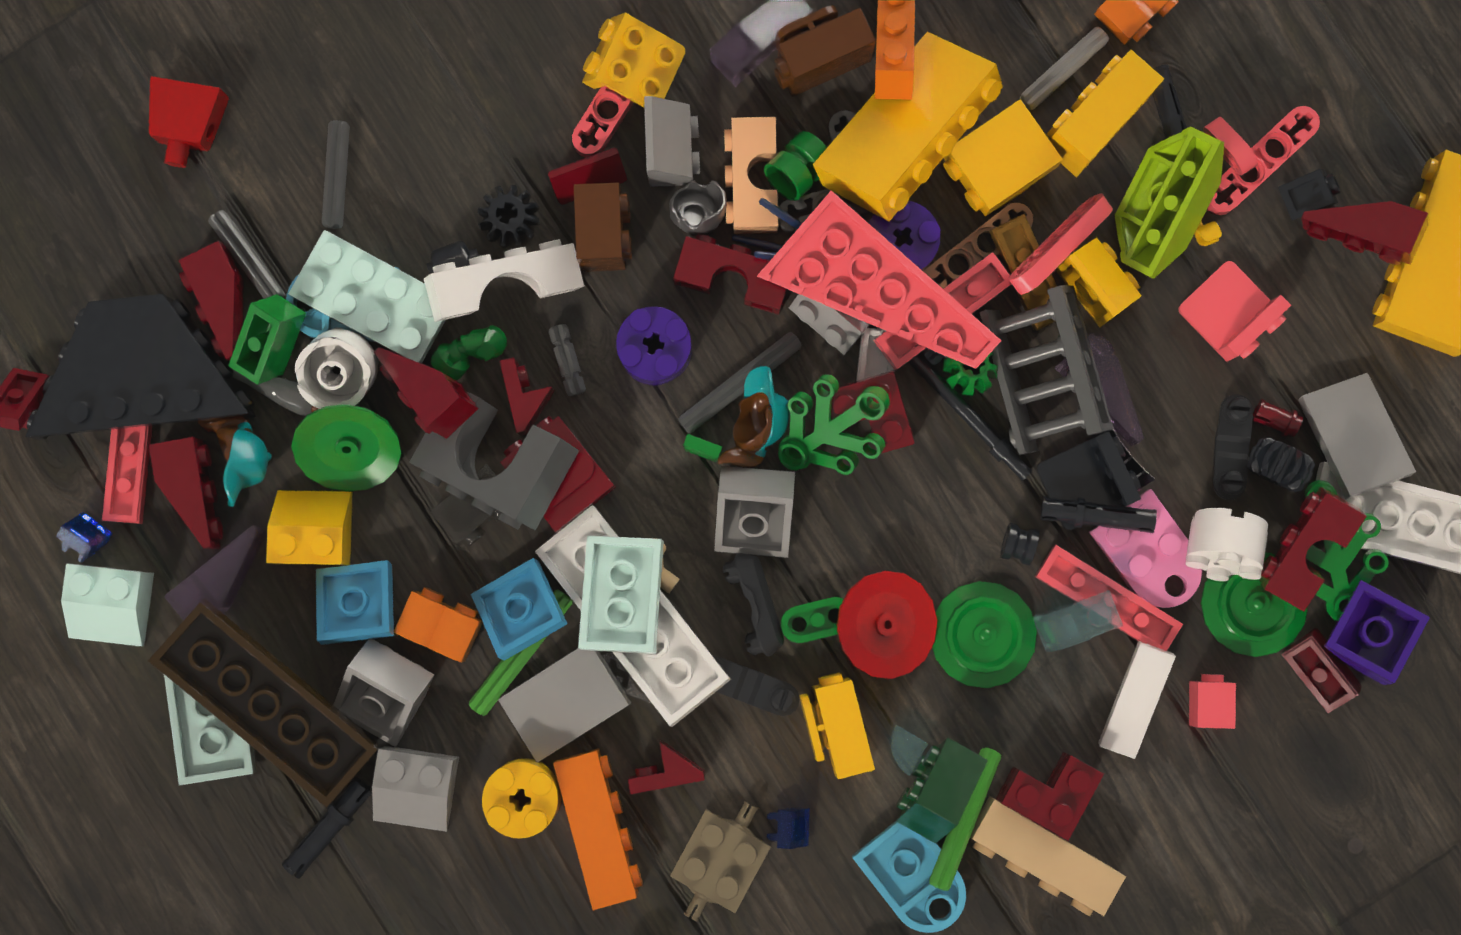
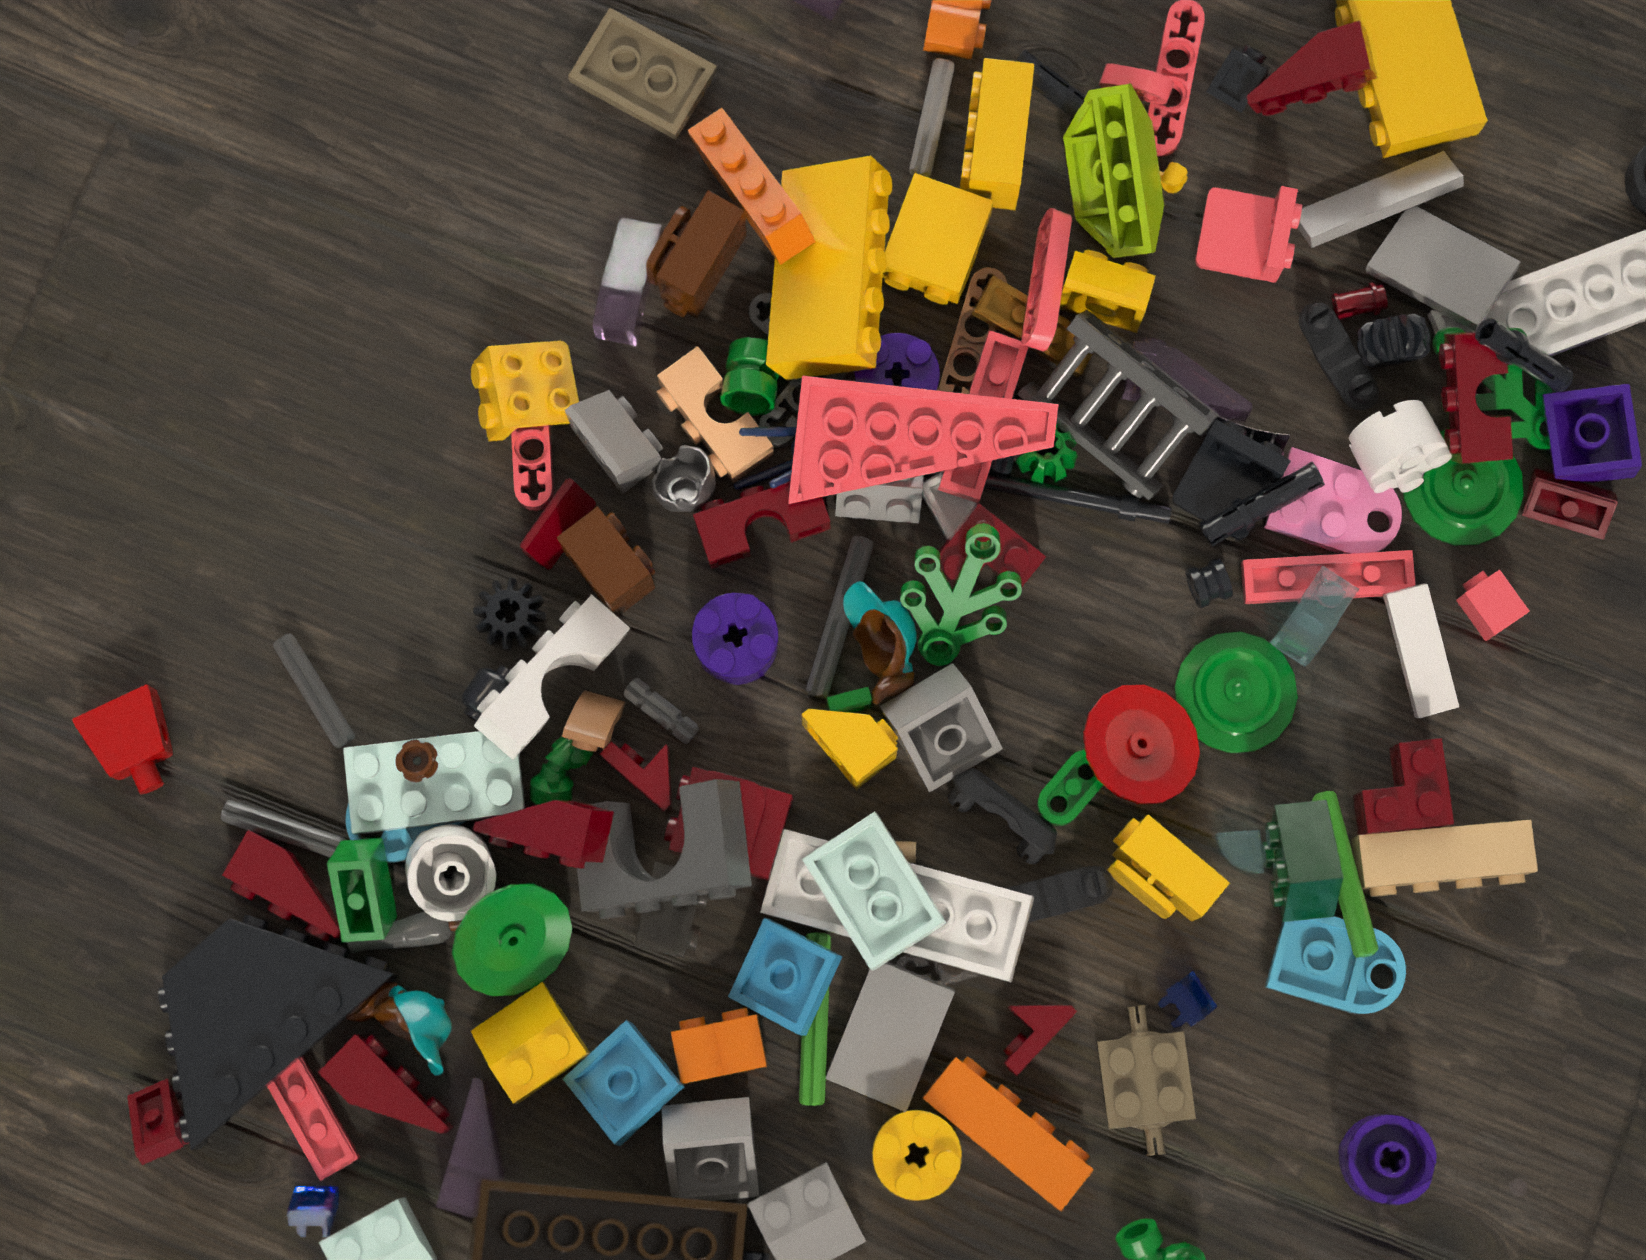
camera: 35 degrees left, 5 degrees down
(356, 273) = (414, 749): none -> reddish brown plate
(511, 333) = (593, 721): none -> medium nougat slope
(682, 479) = (852, 742): none -> yellow slope
(1347, 353) = (1379, 198): none -> light grey tile
(1364, 536) = (1514, 349): none -> black pin

